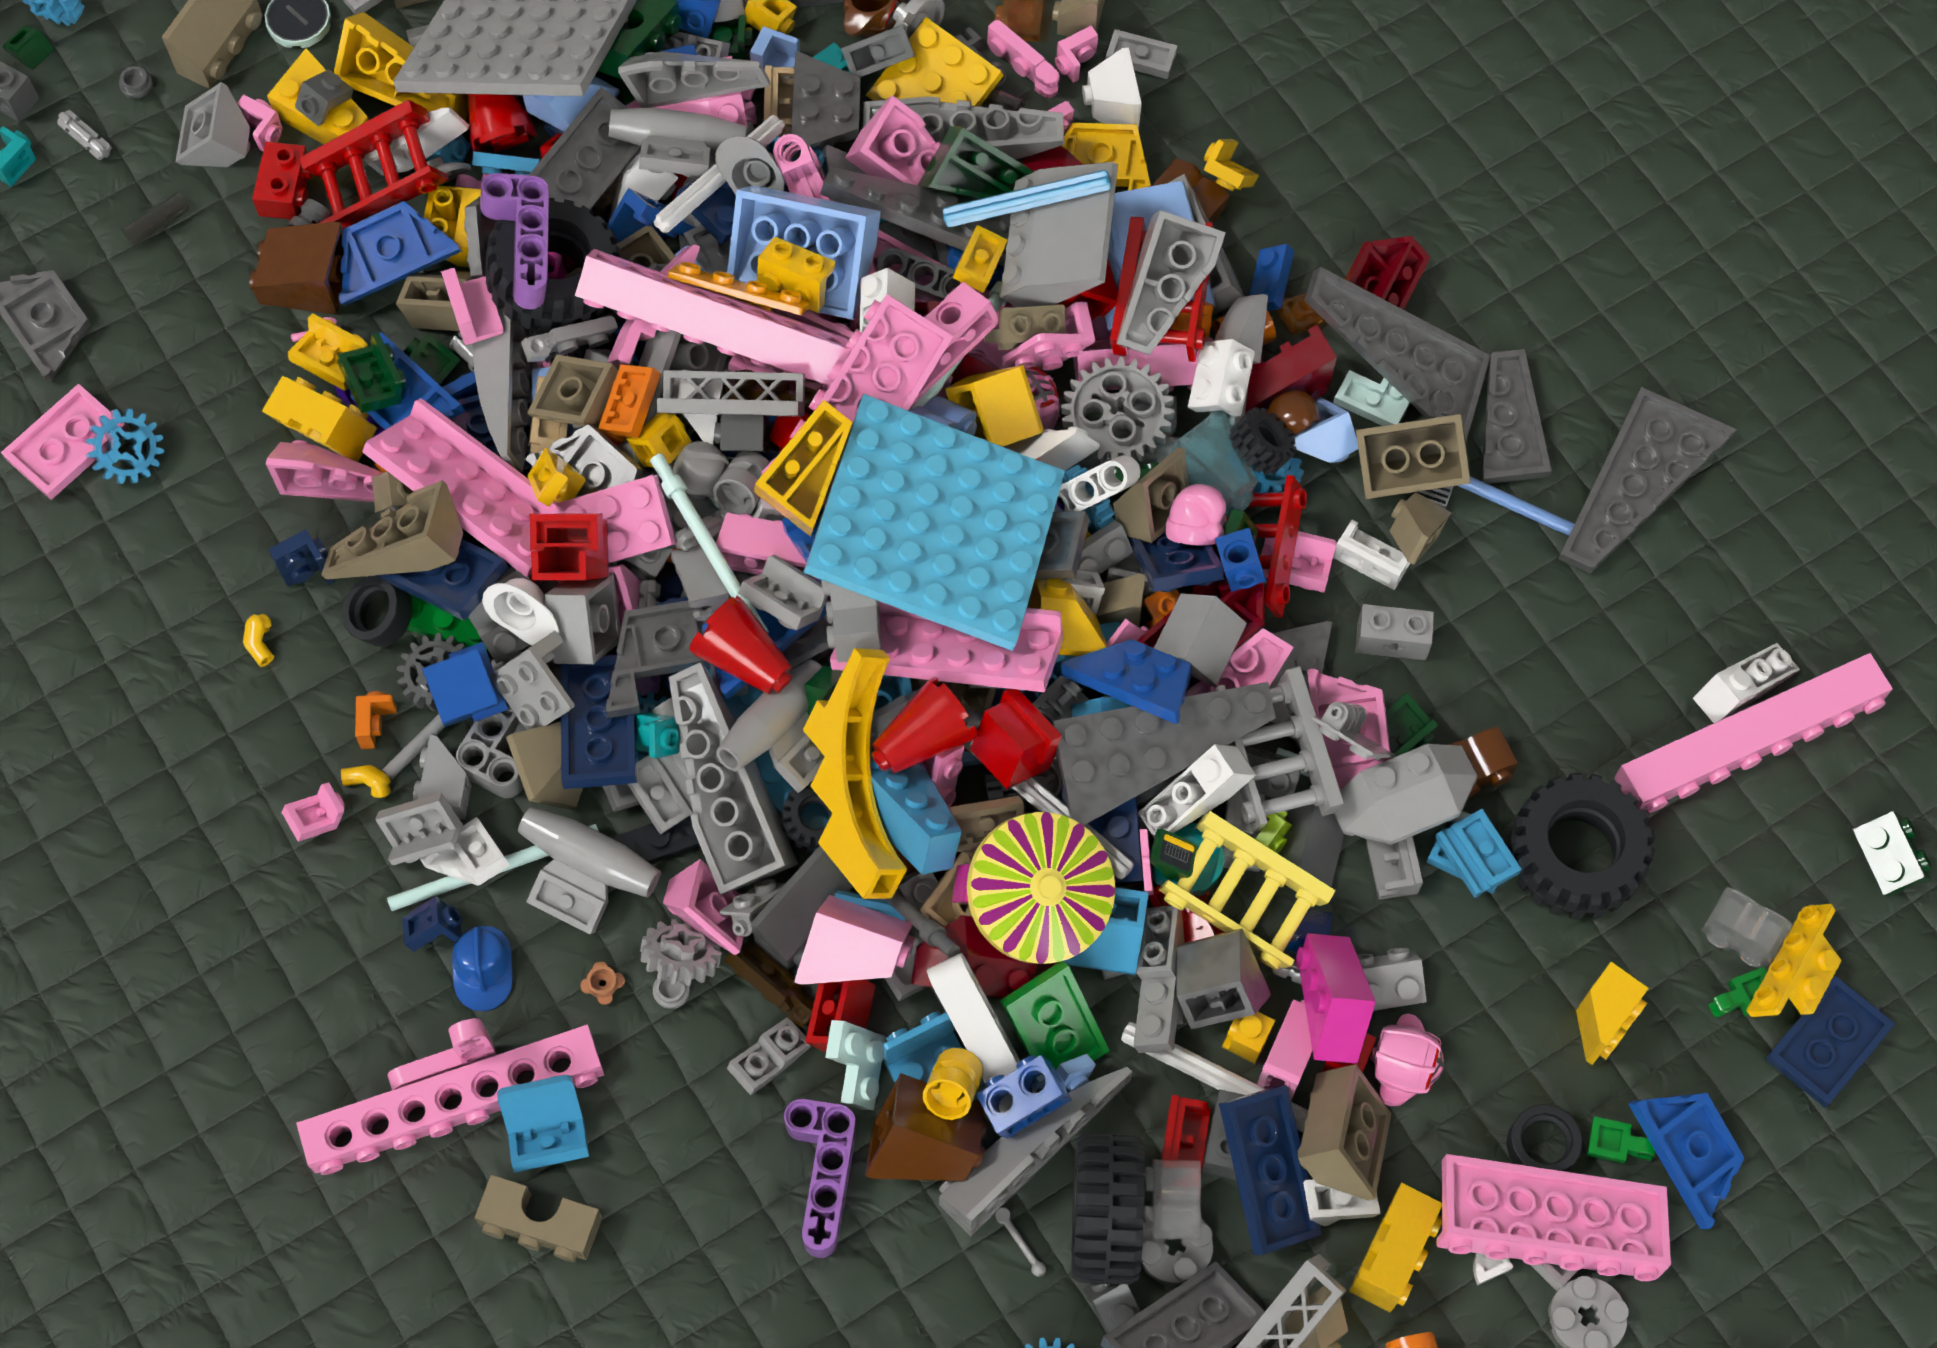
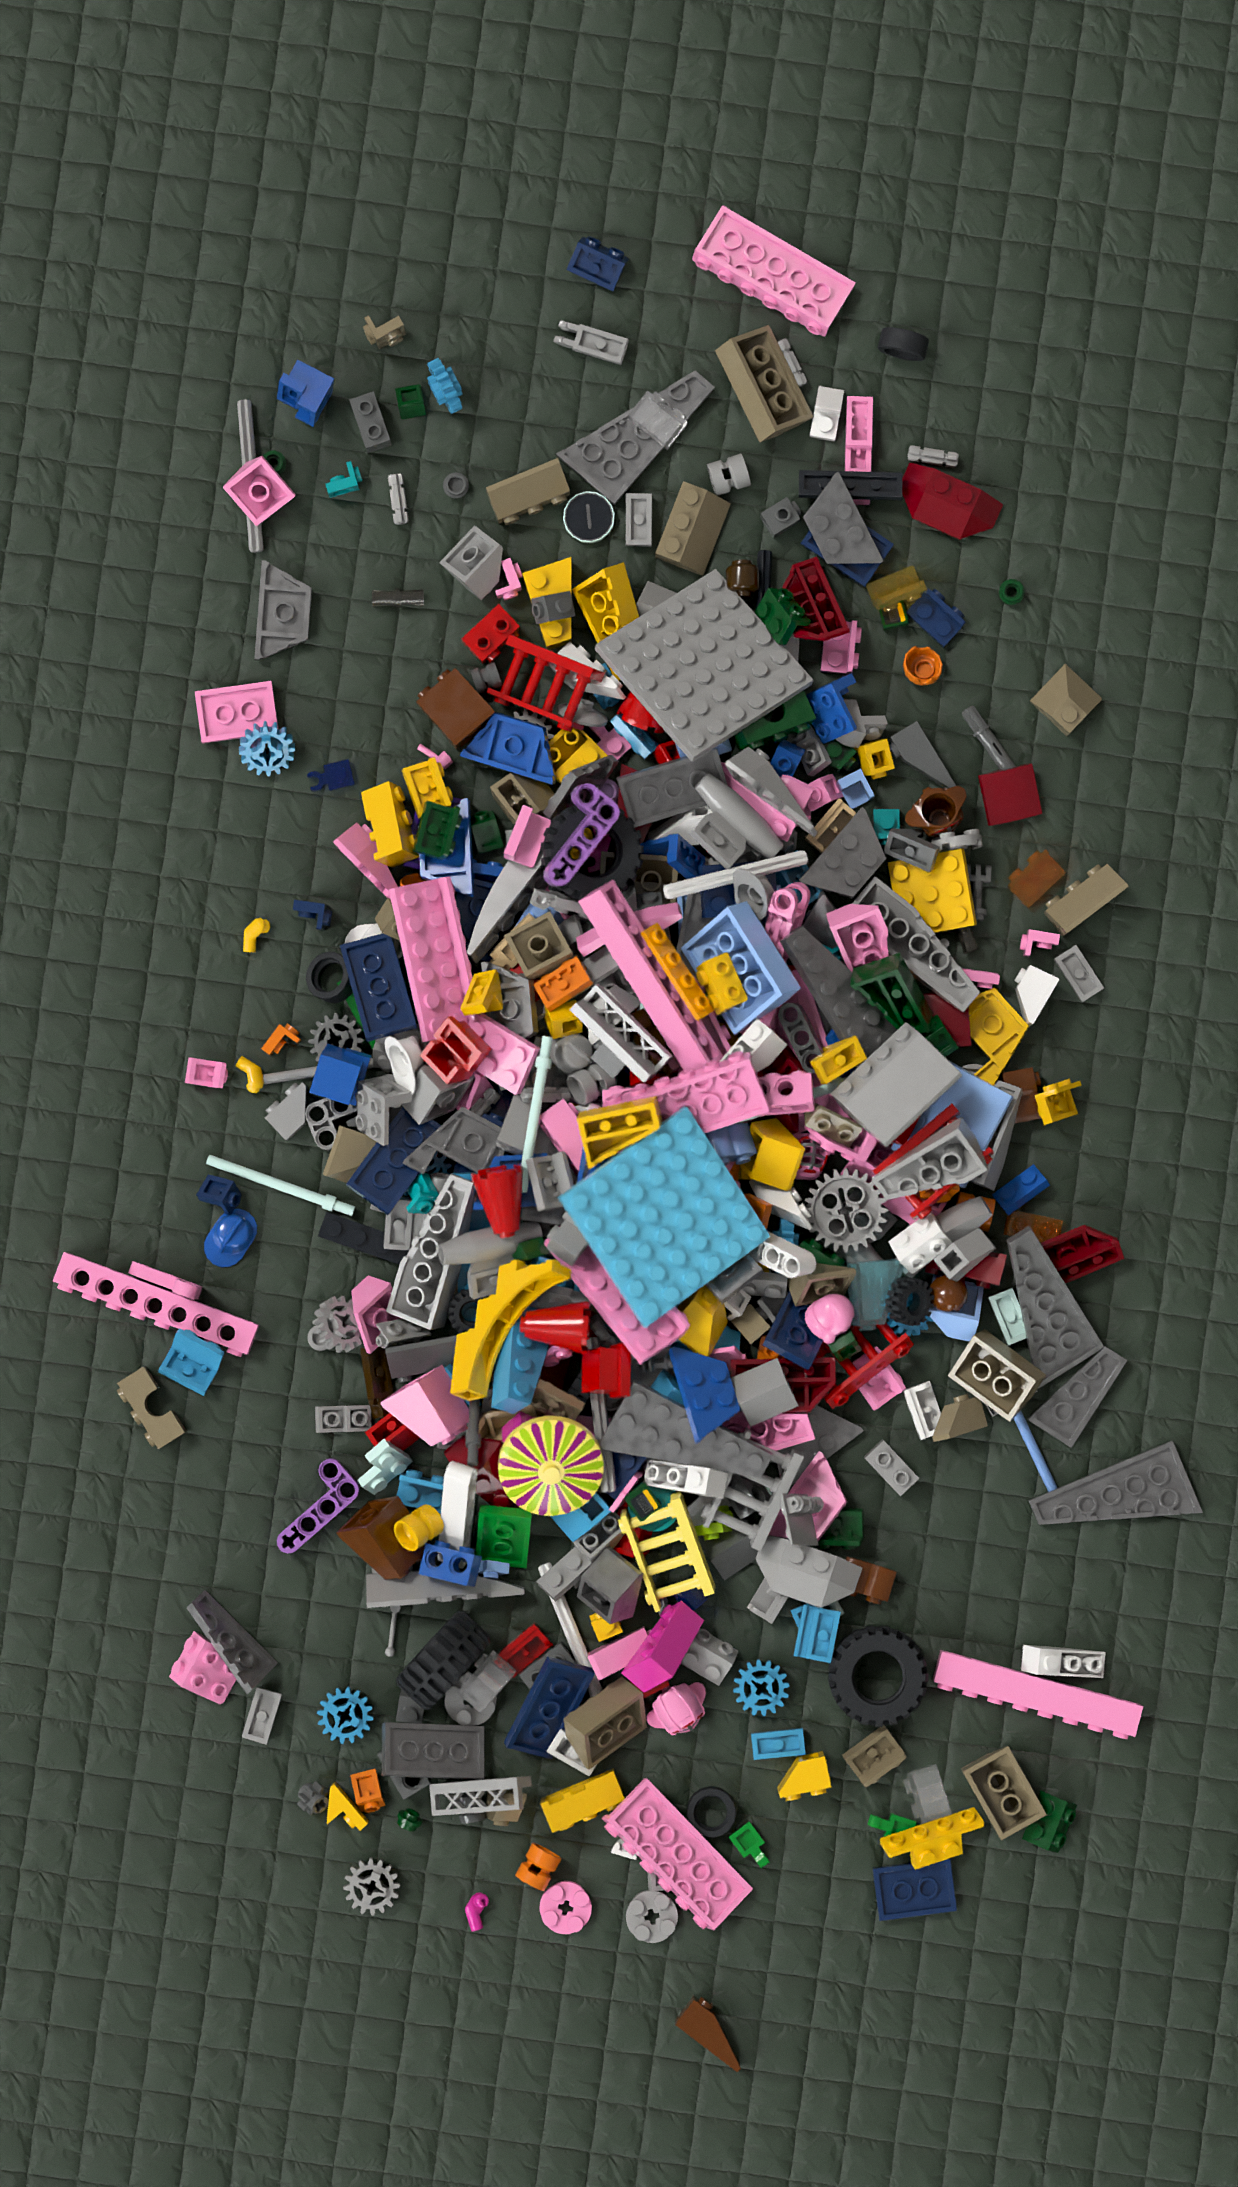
camera: 40 degrees right, 20 degrees up
(222, 426) = (336, 775): none -> clear blue plate
(403, 541) = (375, 963): dark tan wedge -> none
(419, 828) = (254, 1135): light grey bracket -> none
(472, 858) = (270, 1168): white wing -> none
(582, 869) = (324, 1232): light grey plate -> none
(598, 973) = (293, 1306): nougat plate -> none
(1024, 58) = (1003, 919): bright pink hinge -> none
(1027, 198) = (892, 1050): axle -> none
(1240, 559) = (830, 1358): blue brick -> none
(1275, 355) = (964, 1254): none -> light grey slope
(1473, 949) = (753, 1697): none -> dark azure gear
(1545, 1009) = (778, 1743): none -> dark azure plate
(1656, 935) = (874, 1756): none -> dark tan bracket
(1692, 1148) = (784, 1881): blue wing -> none
(1821, 857) = (1003, 1792): none -> dark tan slope

